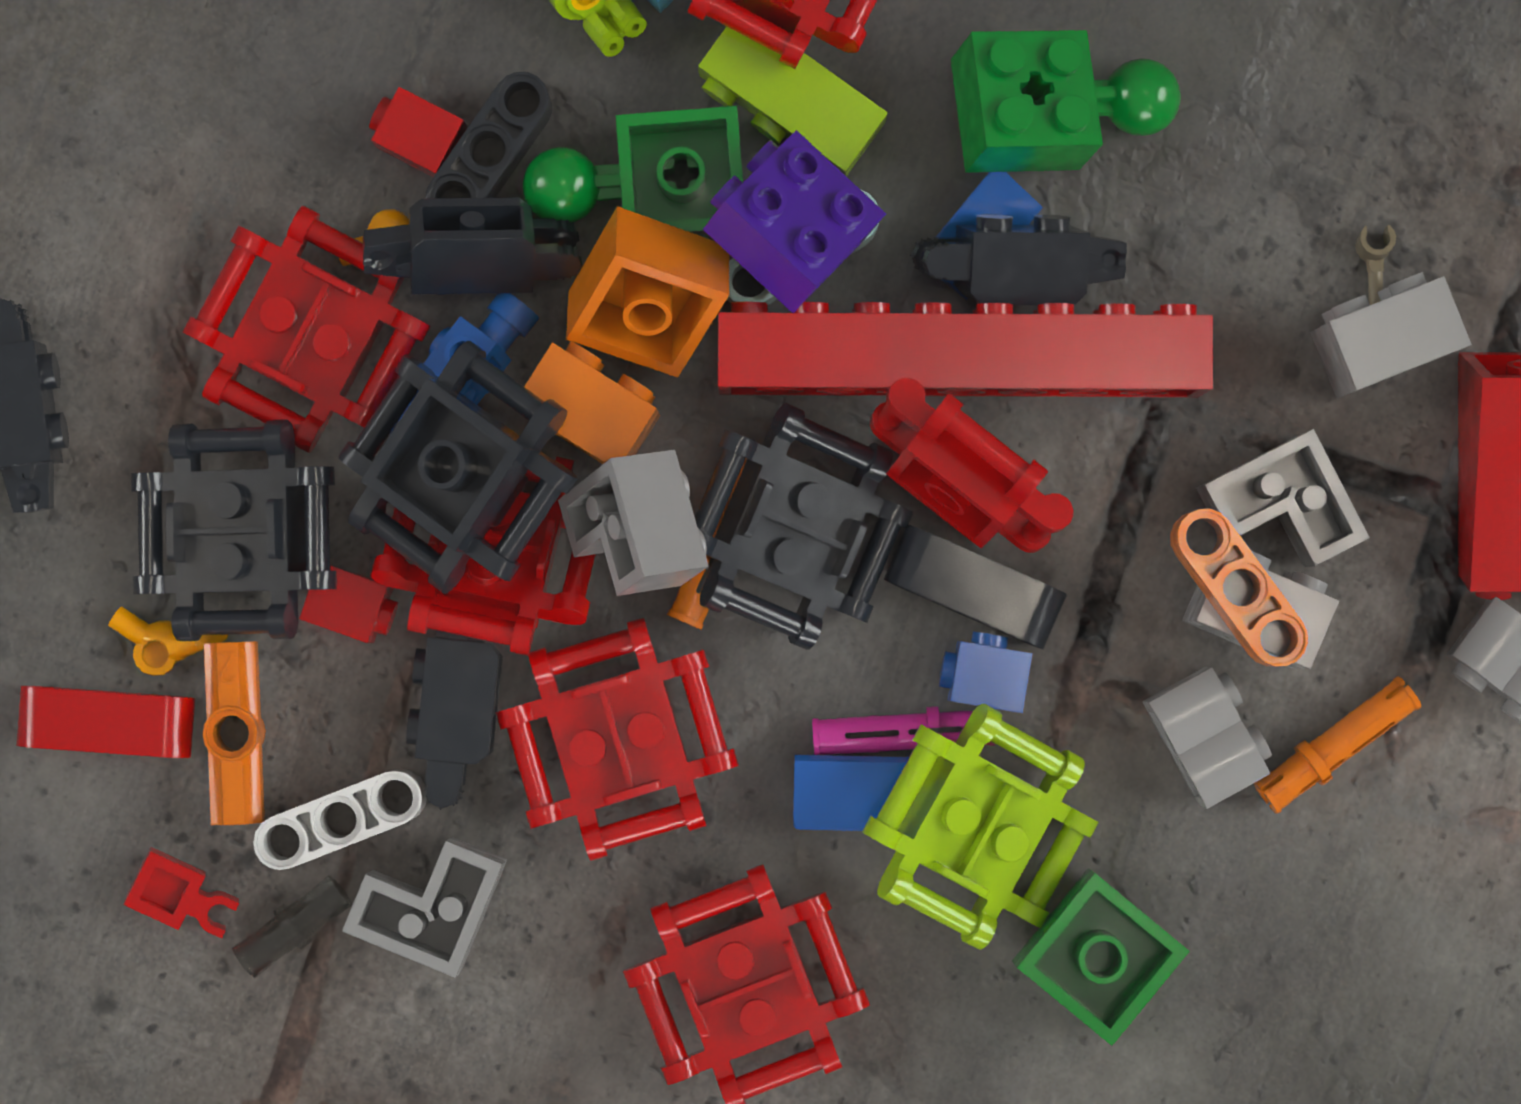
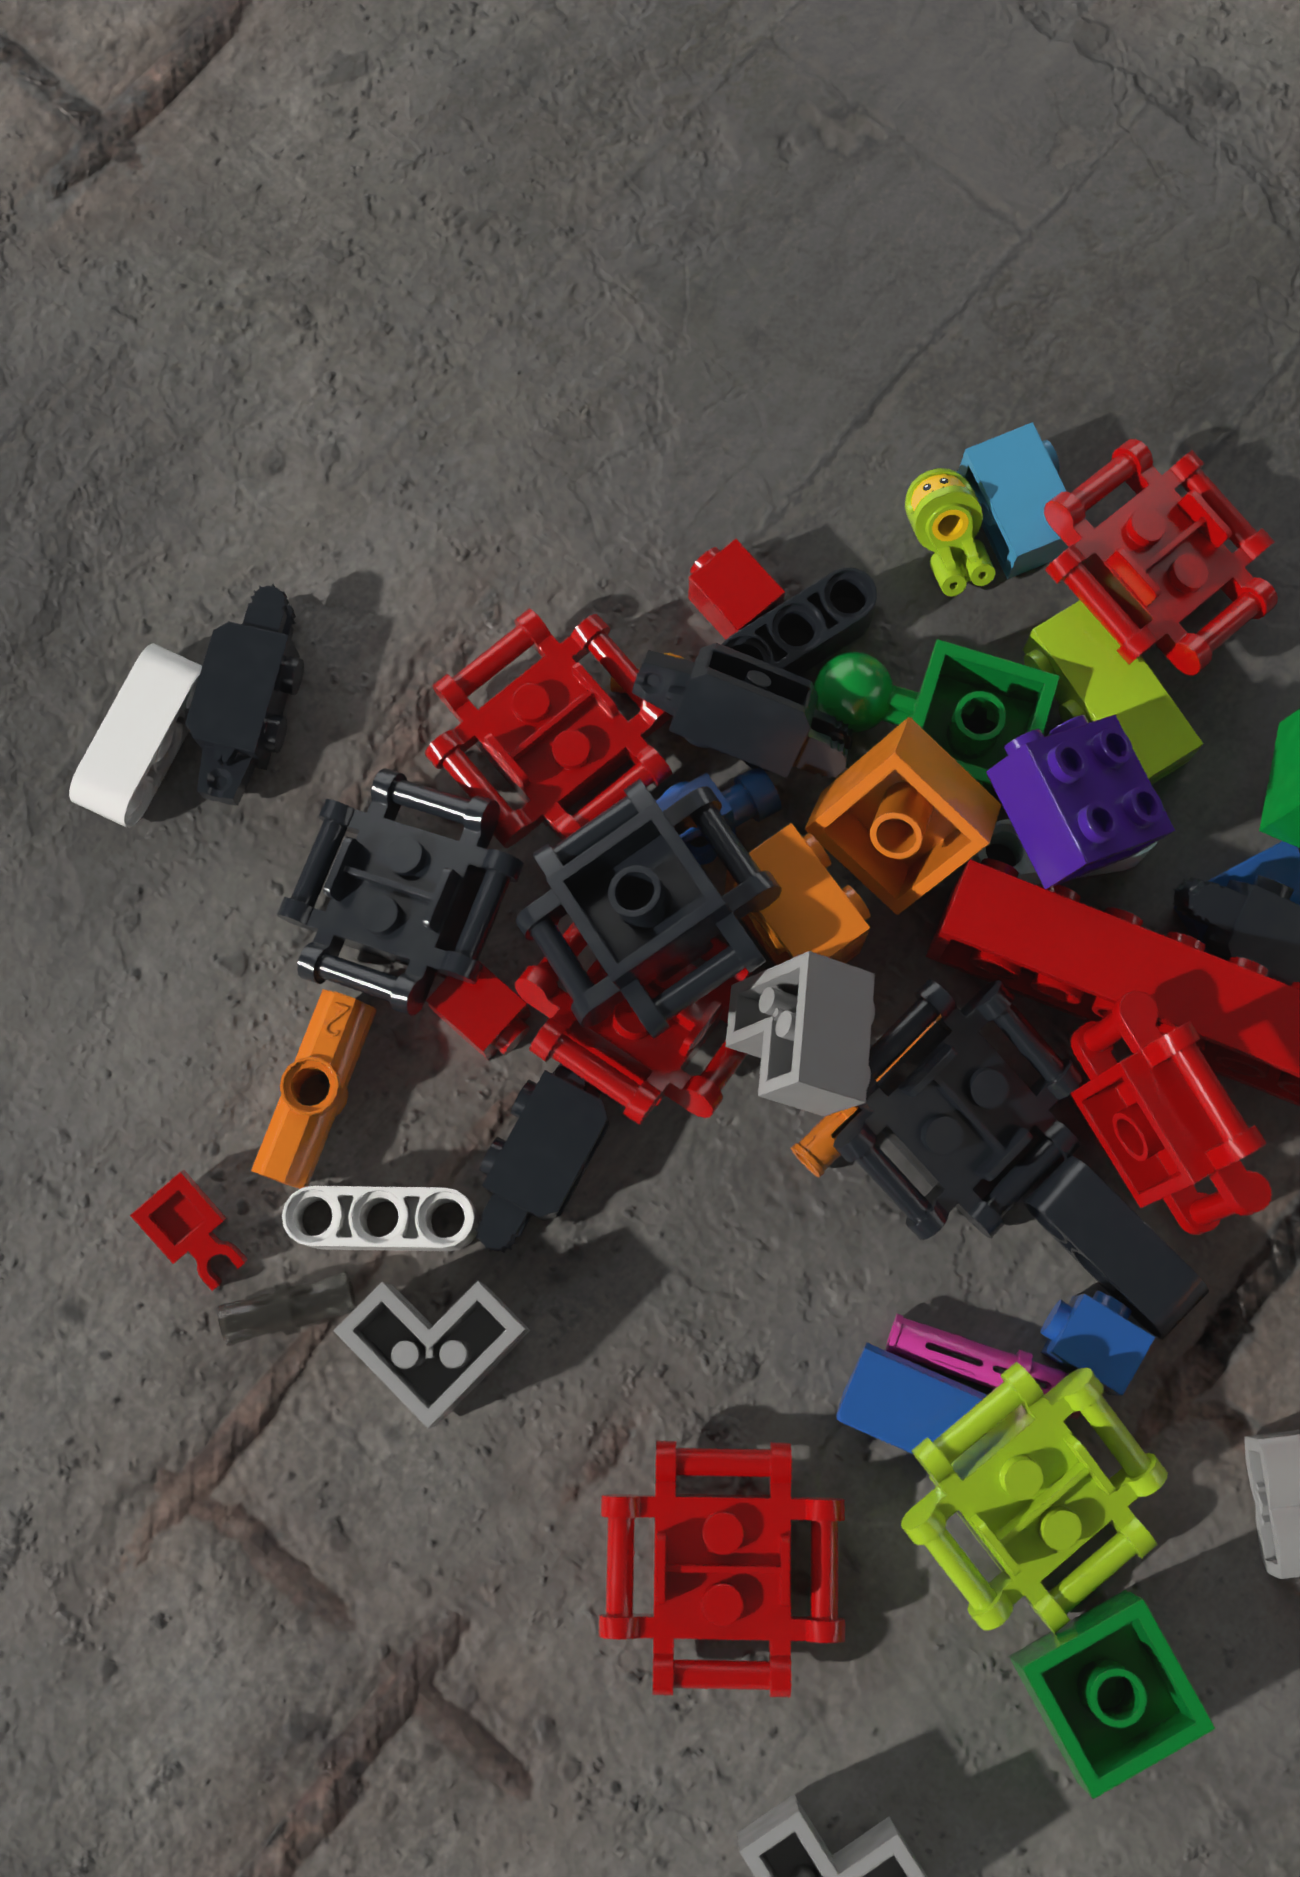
camera: 25 degrees right, 10 degrees down
(105, 722) = (195, 1027): red beam -> none
(155, 645) = (276, 973): light orange animal -> none
(617, 739) = (692, 1252): red brick -> none

